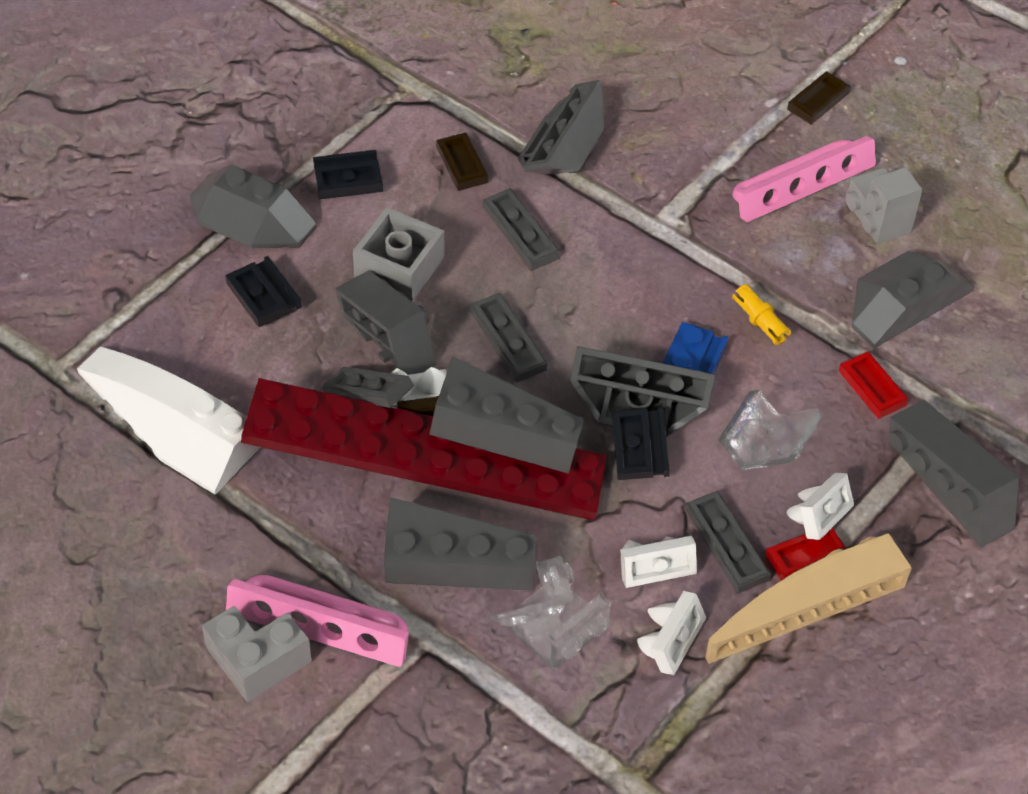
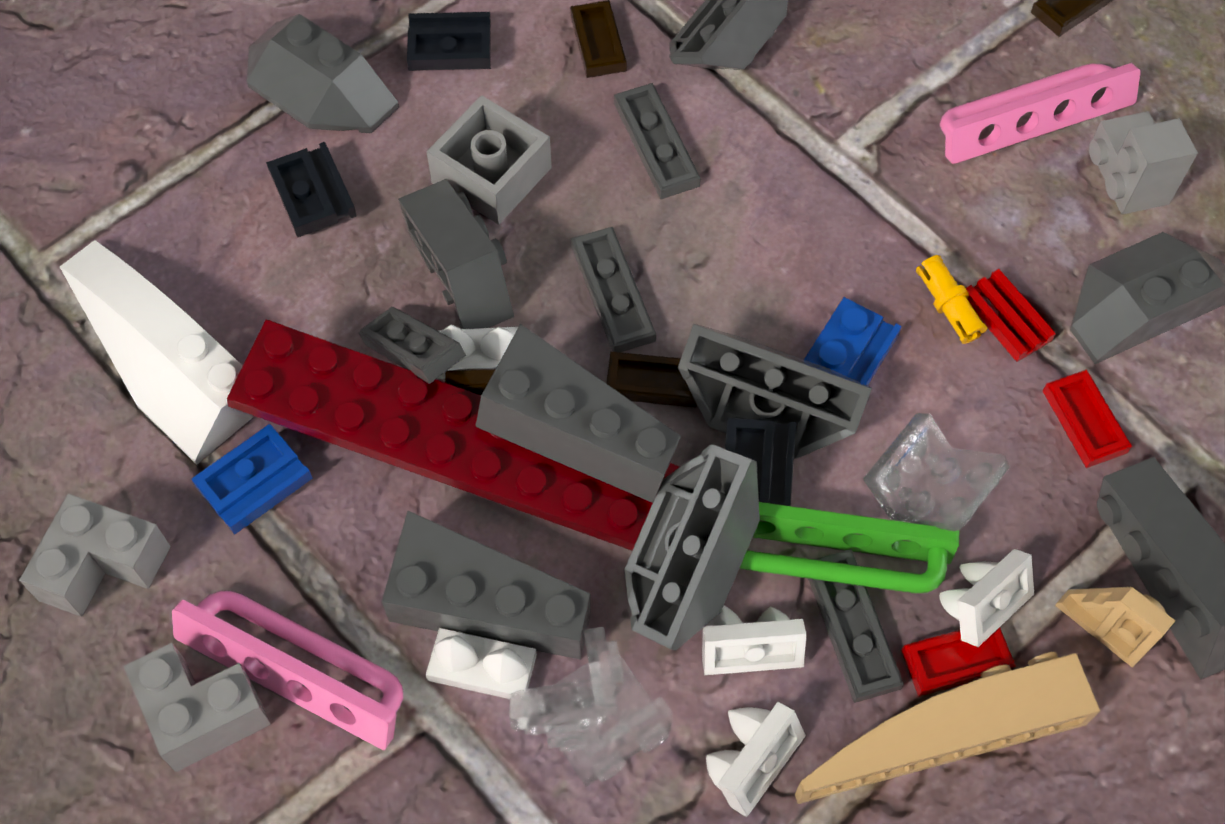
camera: 10 degrees right, 10 degrees up
(152, 552) = (86, 545): none -> light grey brick
(262, 496) = (252, 478): none -> blue plate
(460, 600) = (480, 664): none -> white tile
(555, 391) = (649, 379): none -> dark brown tile
(604, 492) = (692, 546): none -> dark grey wedge
(777, 482) = (836, 532): none -> bright green piece
(808, 318) = (1014, 311): none -> red tile
(916, 509) = (1118, 618): none -> tan wing

